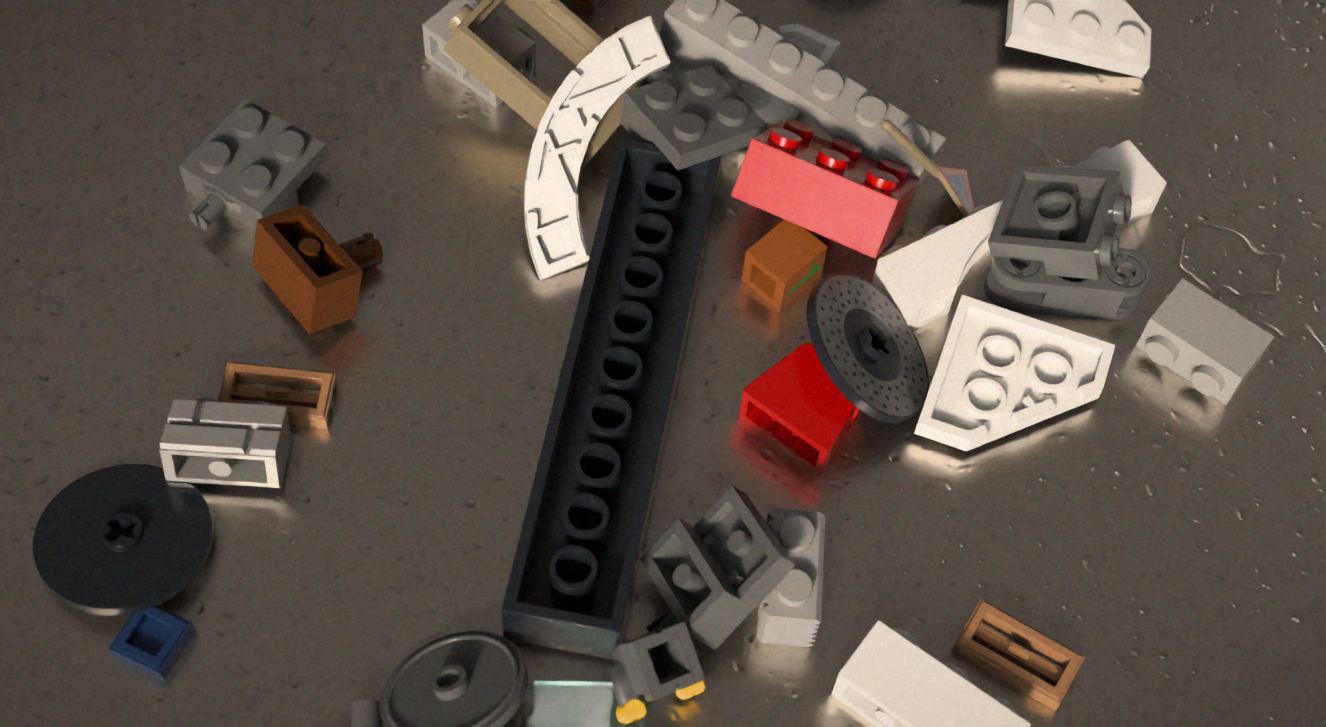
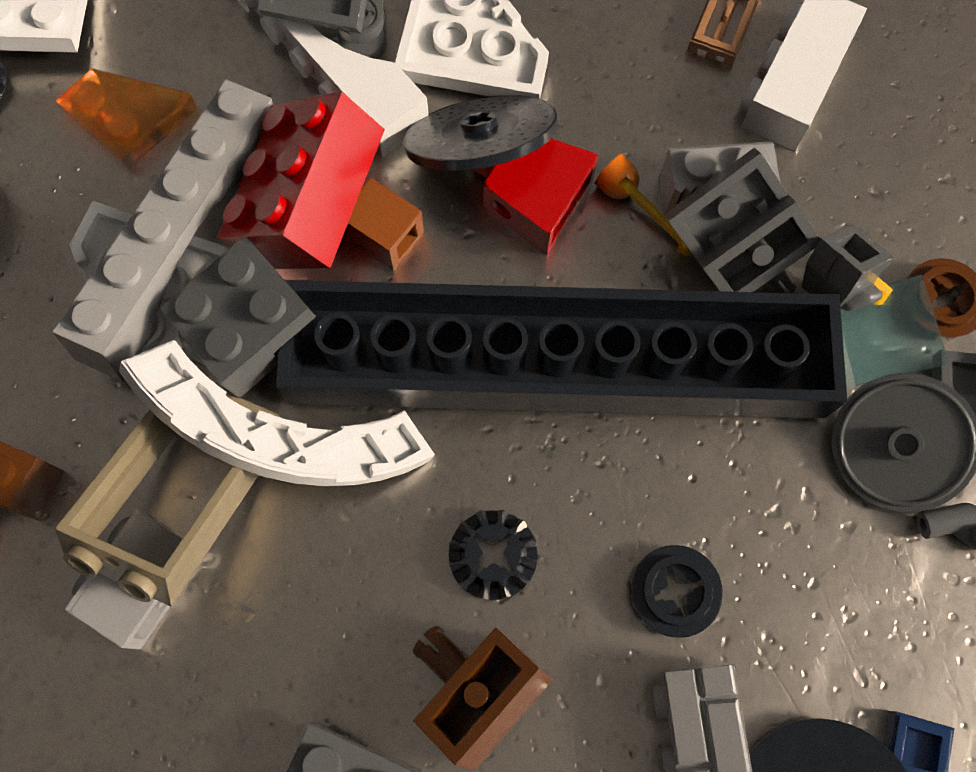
camera: 95 degrees left, 15 degrees up
(304, 408) = (648, 719): medium nougat tile -> none
(340, 443) = (687, 566): none -> black gear
(431, 331) = (493, 581): none -> black gear
(809, 489) = (621, 181): none -> hinge
(937, 79) = (125, 112): none -> clear orange wing
(953, 179) = (264, 85): dark tan piece -> none

